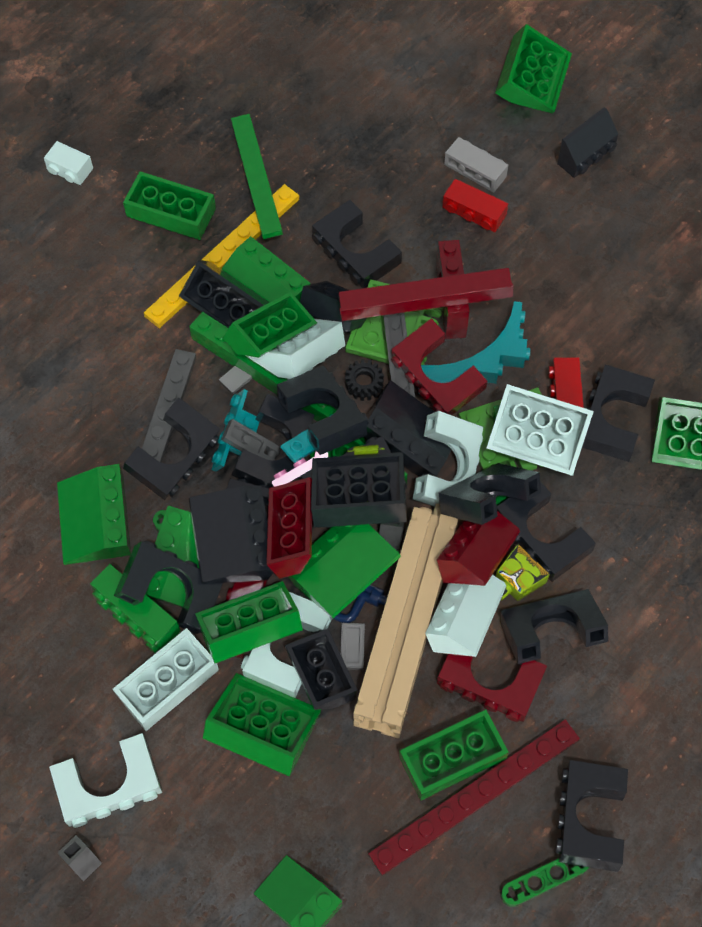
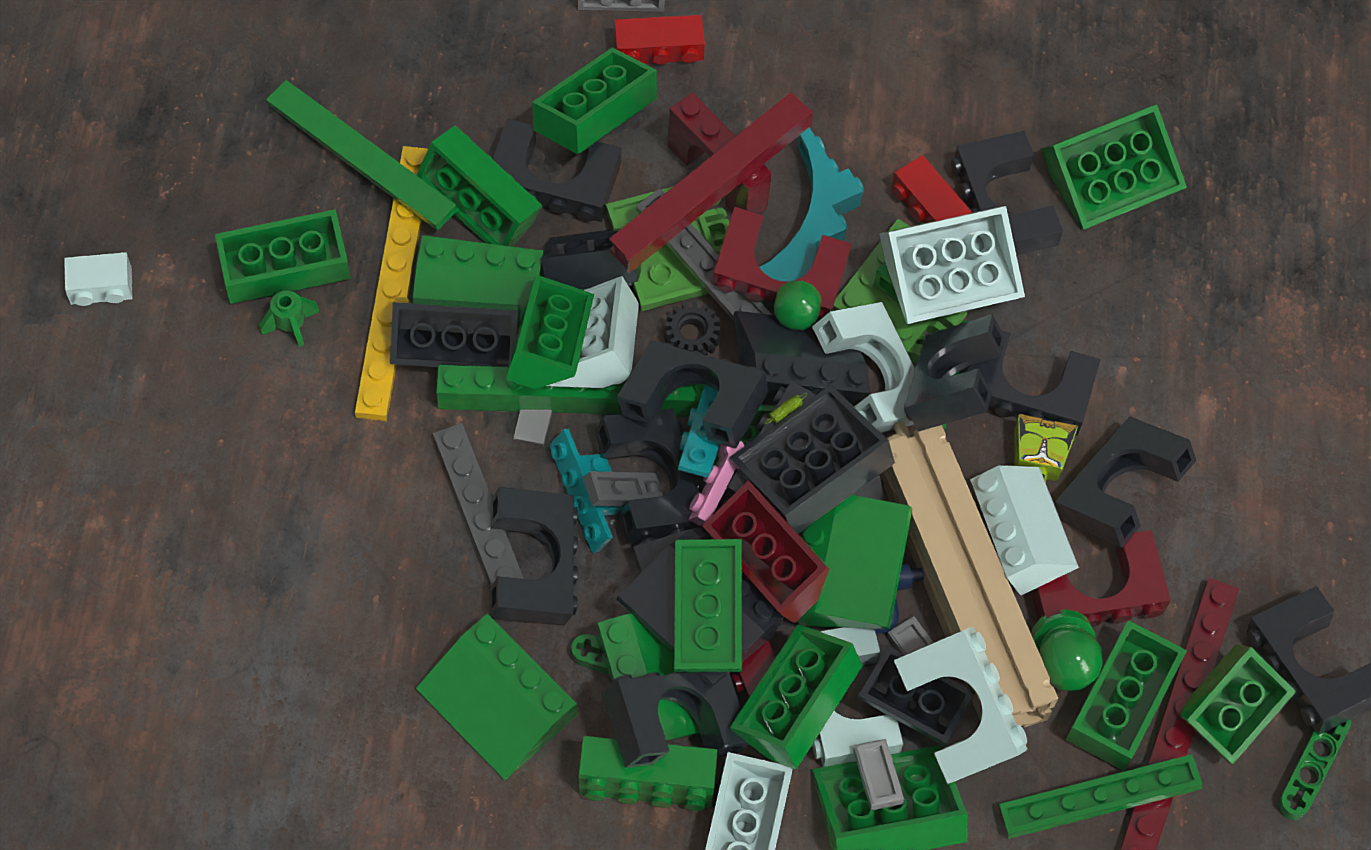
camera: 40 degrees left, 0 degrees up
(150, 238) = (288, 314): none -> green brick
(230, 534) = (708, 605): none -> green plate
(262, 699) = (878, 774): none -> light grey tile
(301, 228) = (484, 192): none -> green slope
(345, 719) = (998, 734): none -> light aqua arch
(390, 805) = (1100, 796): none -> green plate
(405, 216) = (594, 100): none -> green brick
(427, 397) = (797, 305): none -> green hair
(434, 702) = (1068, 650): none -> green tile
(476, 551) = (990, 452): dark red slope -> none
(515, 806) = (1236, 702): none -> green brick

